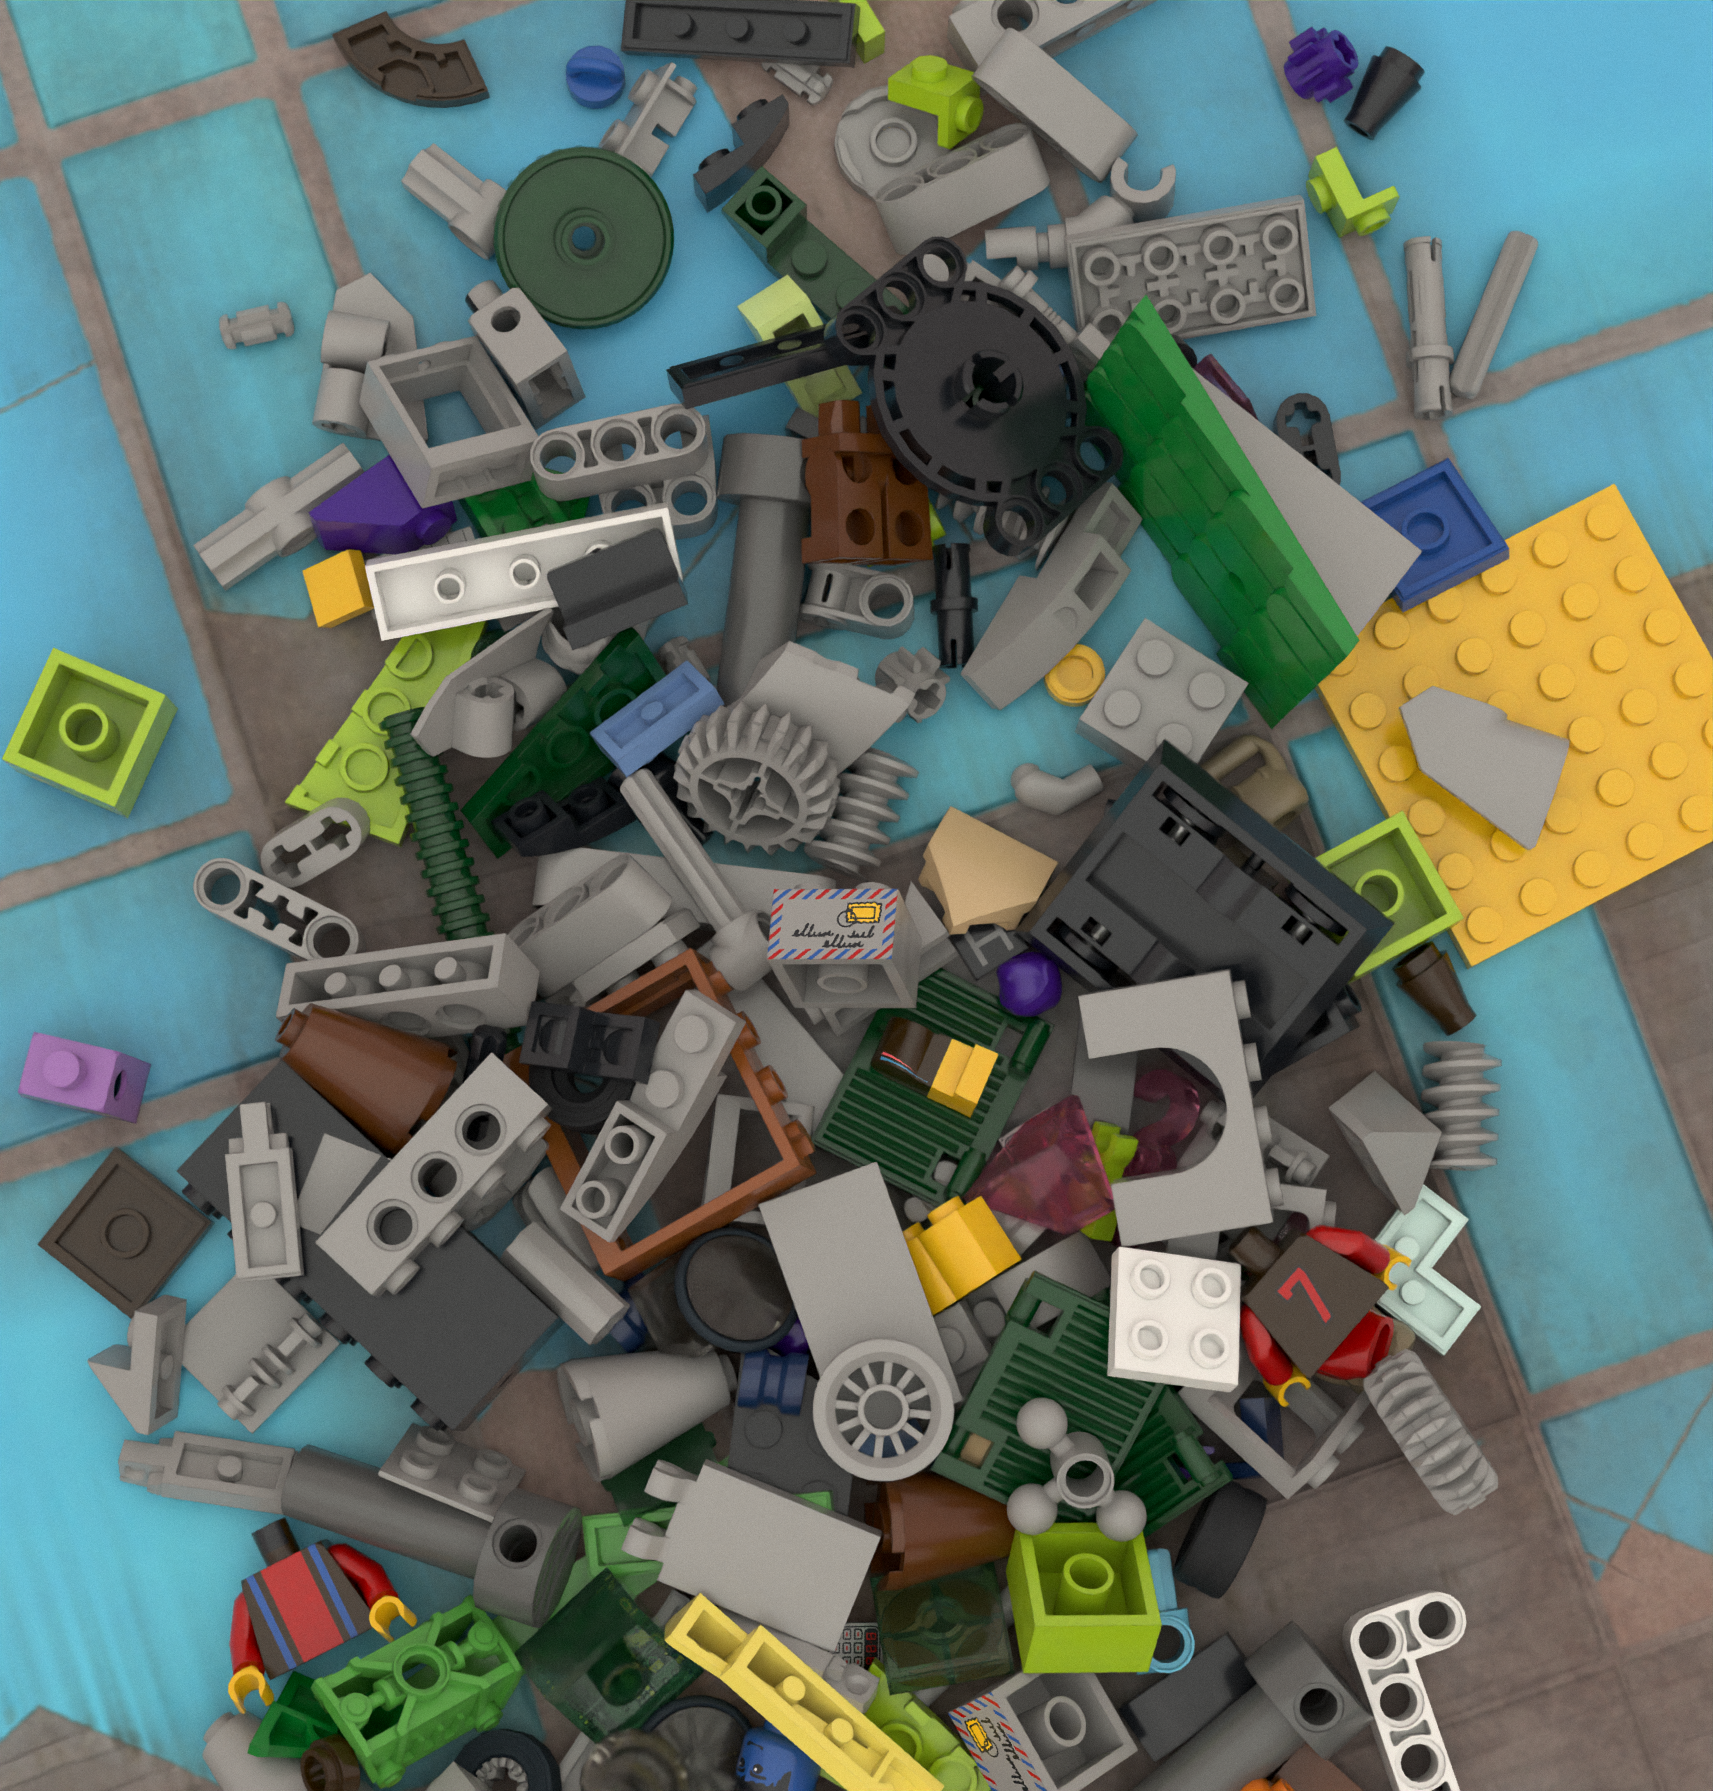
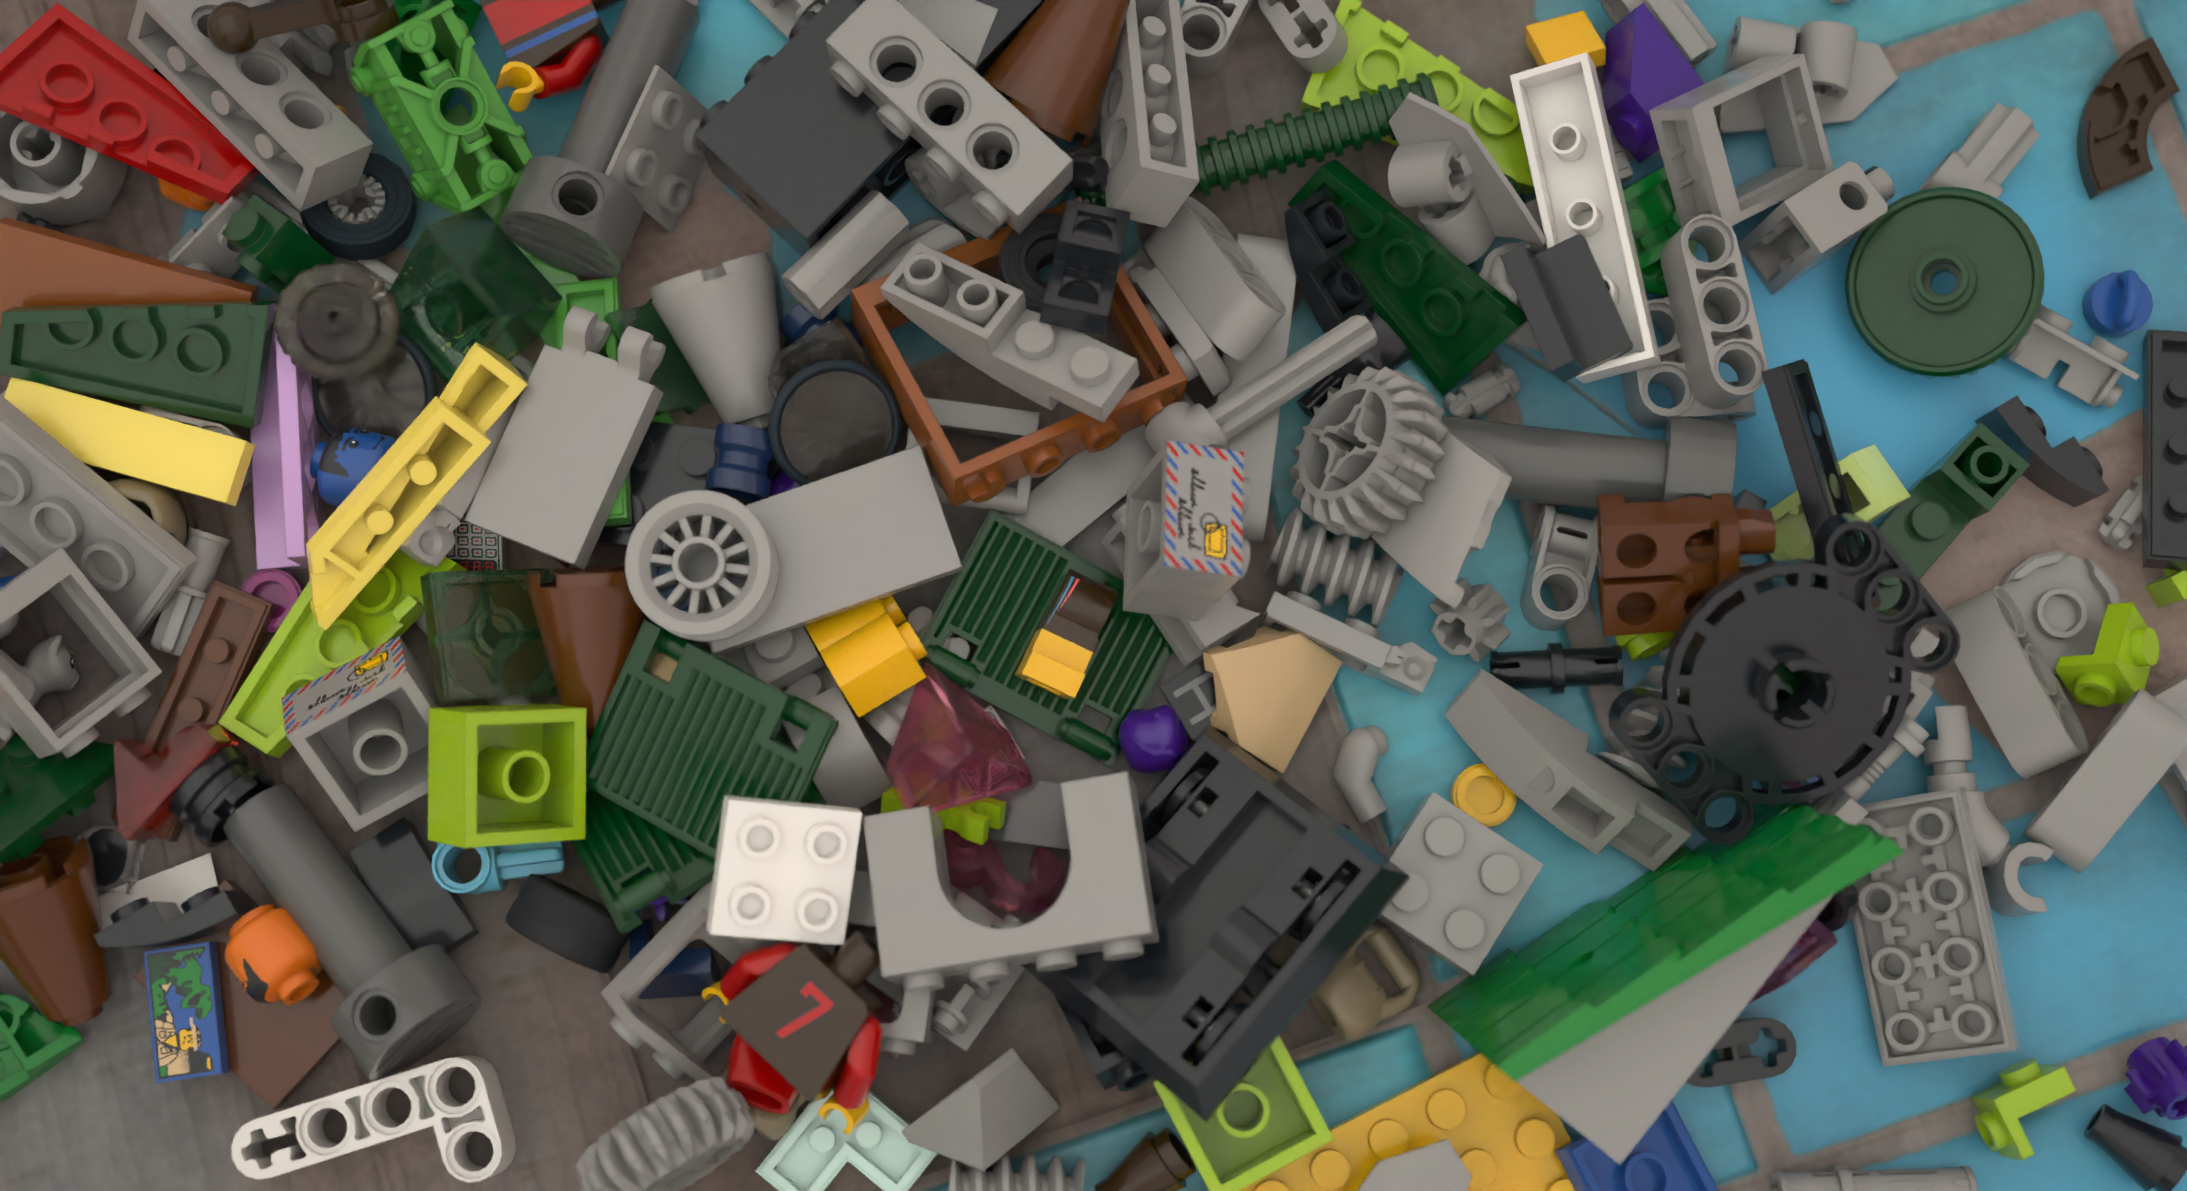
camera: 90 degrees right, 0 degrees up
(656, 718) = (1430, 351): medium blue plate -> none
(933, 797) = (1351, 642): none -> light grey hinge
(1034, 1507) = (599, 723): light grey piece -> none

